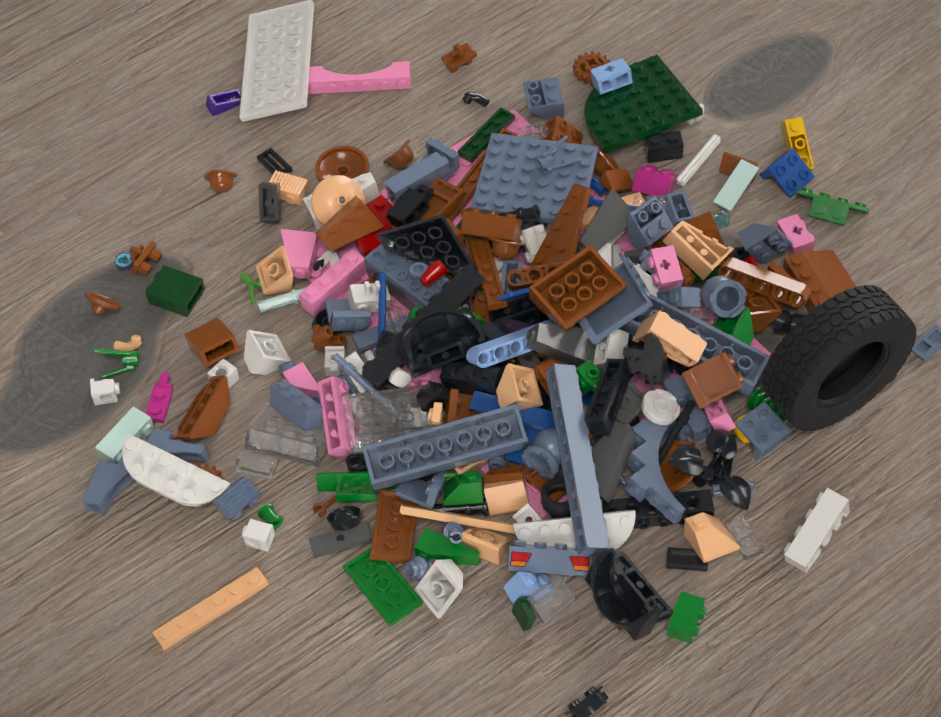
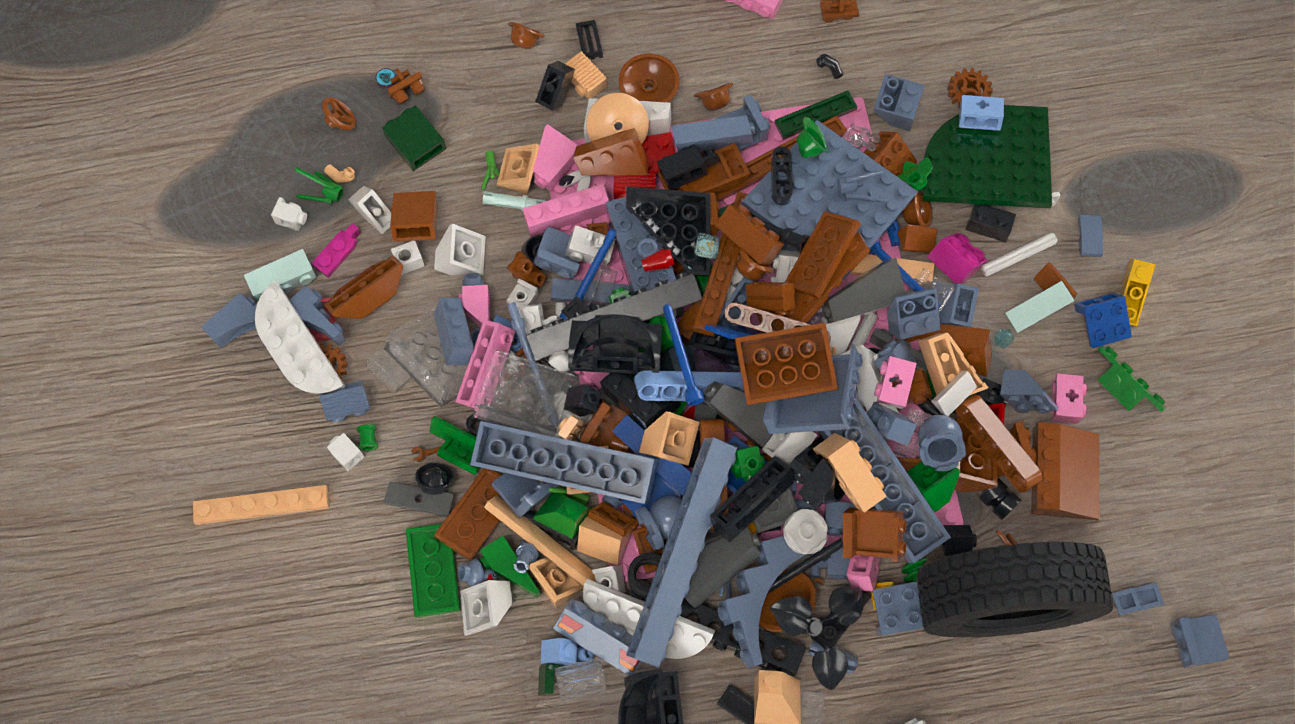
camera: 25 degrees right, 15 degrees up
(172, 355) = (372, 208): none -> white slope
(463, 250) = (707, 246): none -> clear light blue tile
(490, 169) = (777, 183): none -> black beam
(498, 146) = (811, 140): none -> green piece
(520, 343) = (693, 394): none -> blue piece
(536, 255) = (771, 296): none -> dark orange brick
(555, 212) = (822, 253): none -> dark orange tile
(590, 137) = (915, 174): none -> green plate
(712, 259) = (954, 393): none -> white slope
(743, 124) = (1090, 235): none -> sand blue slope

